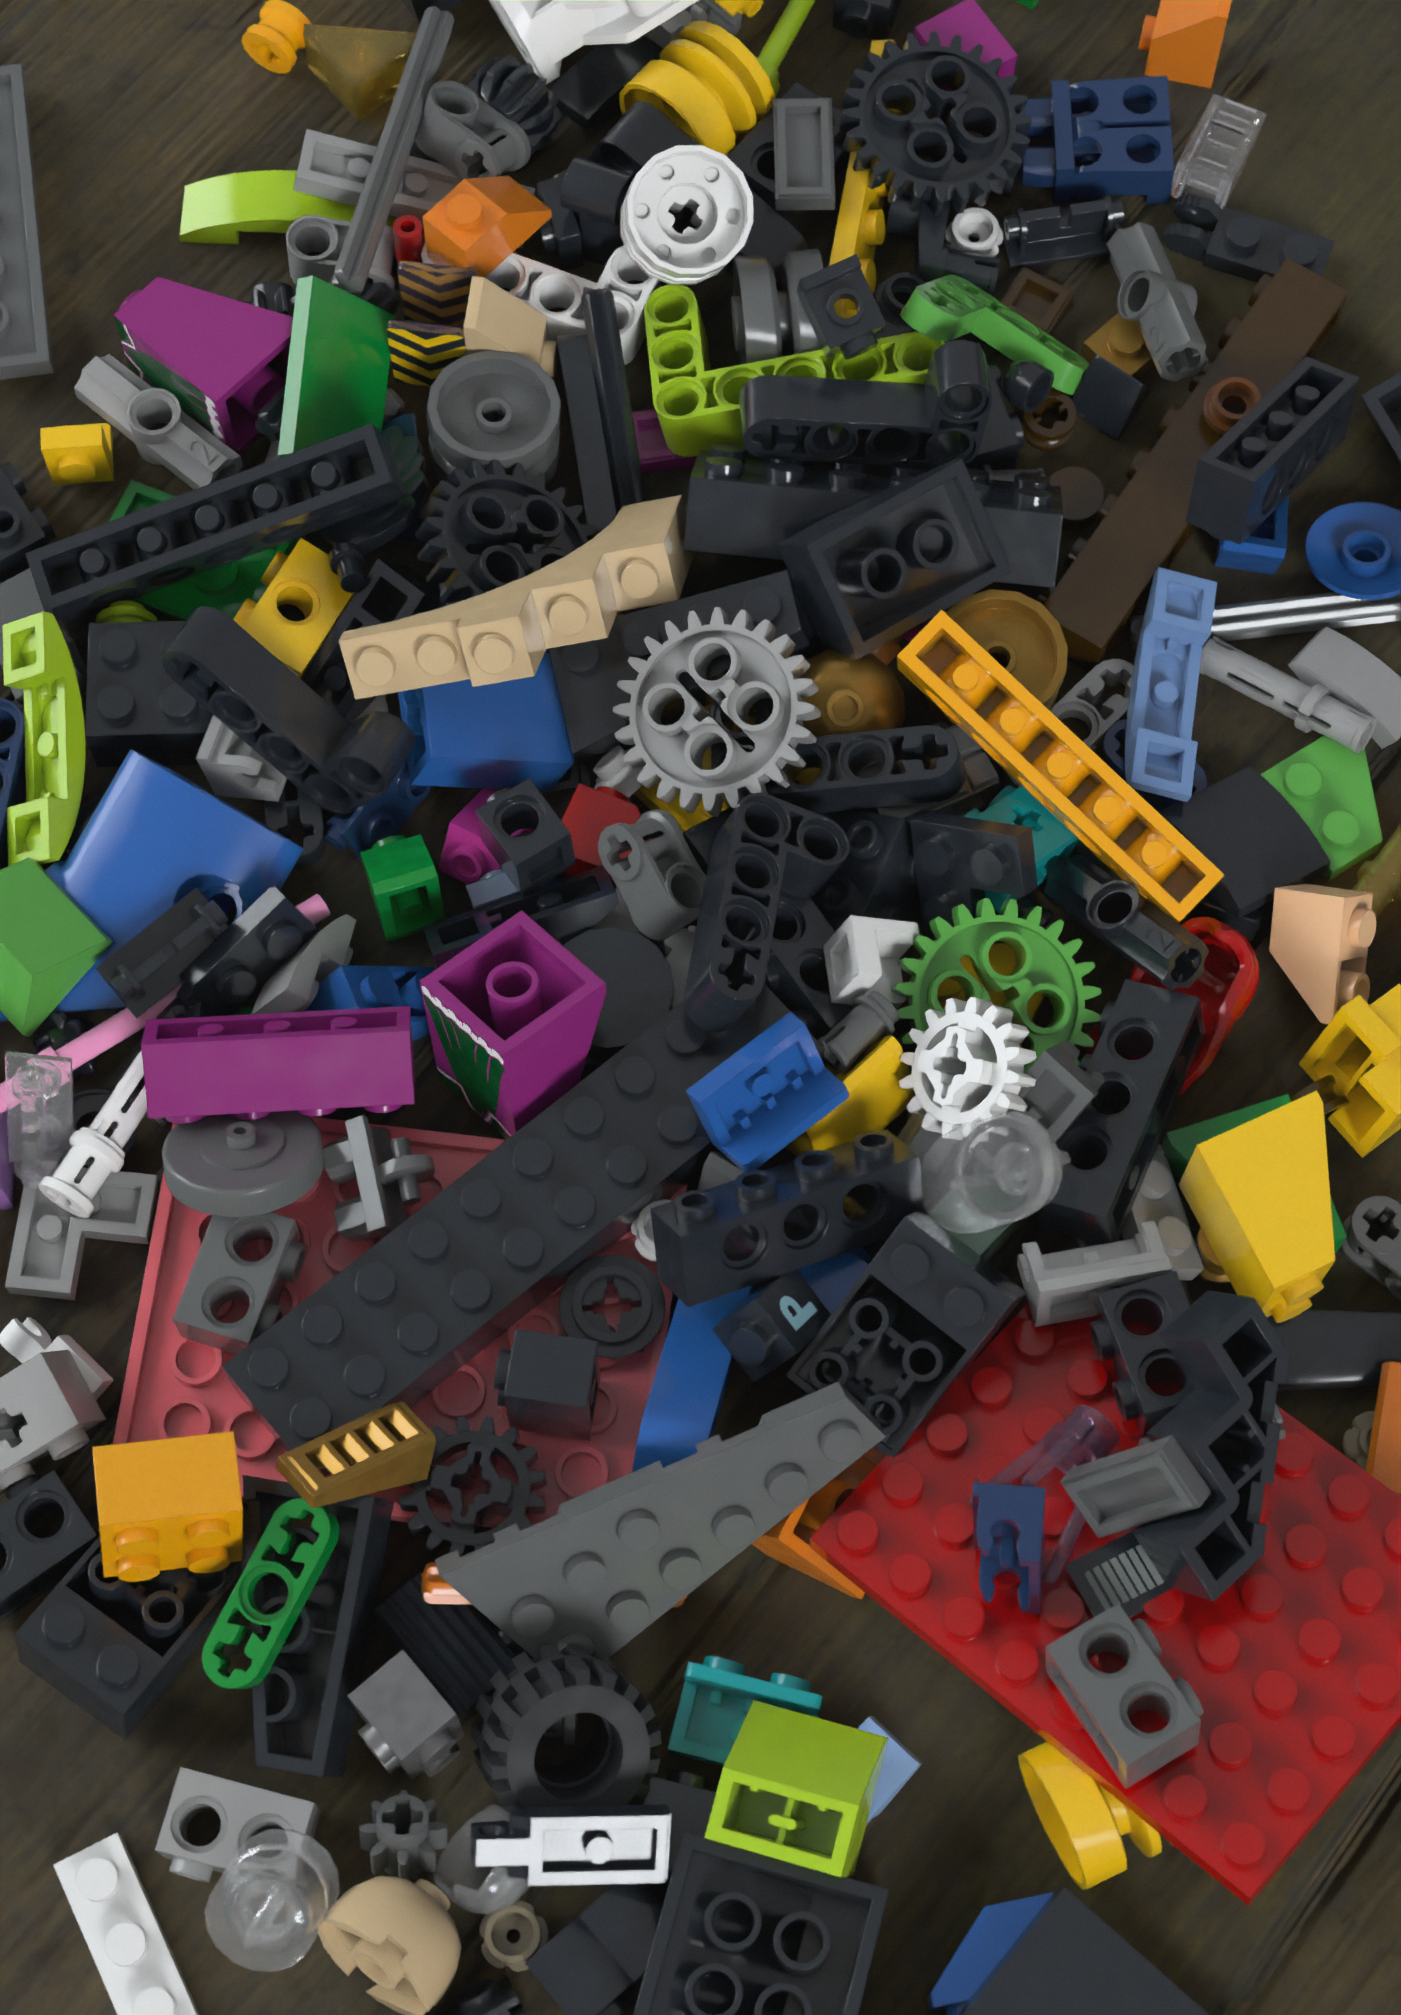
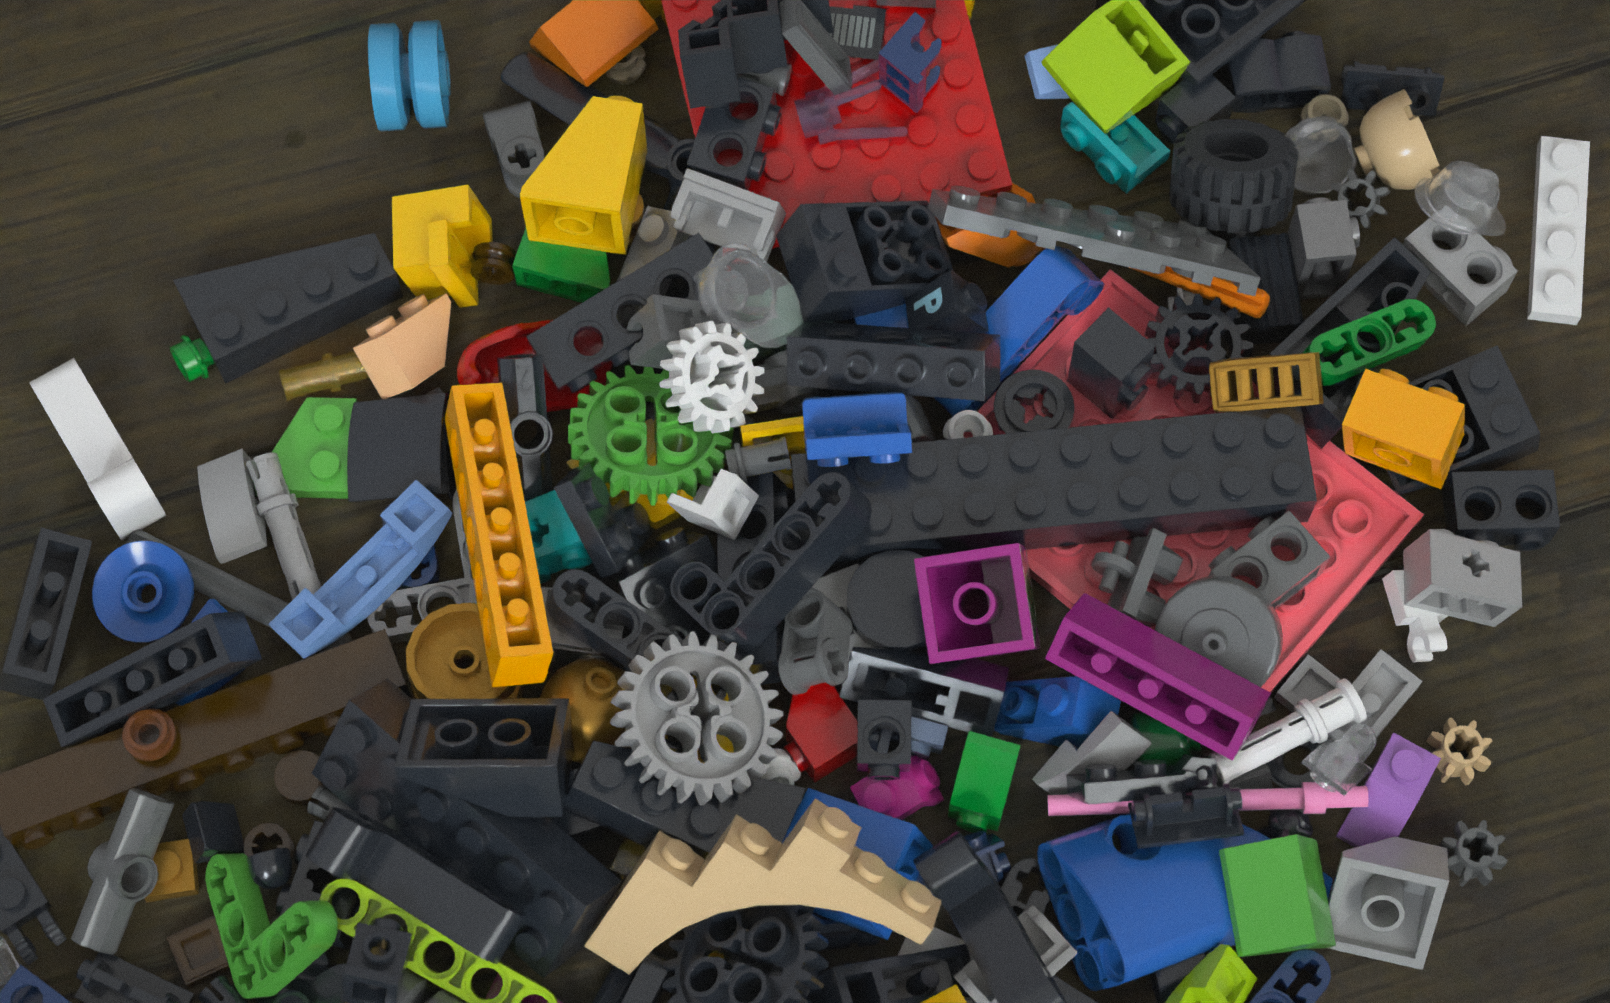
camera: 145 degrees left, 0 degrees up
(578, 1844) = (1268, 106): hinge -> none

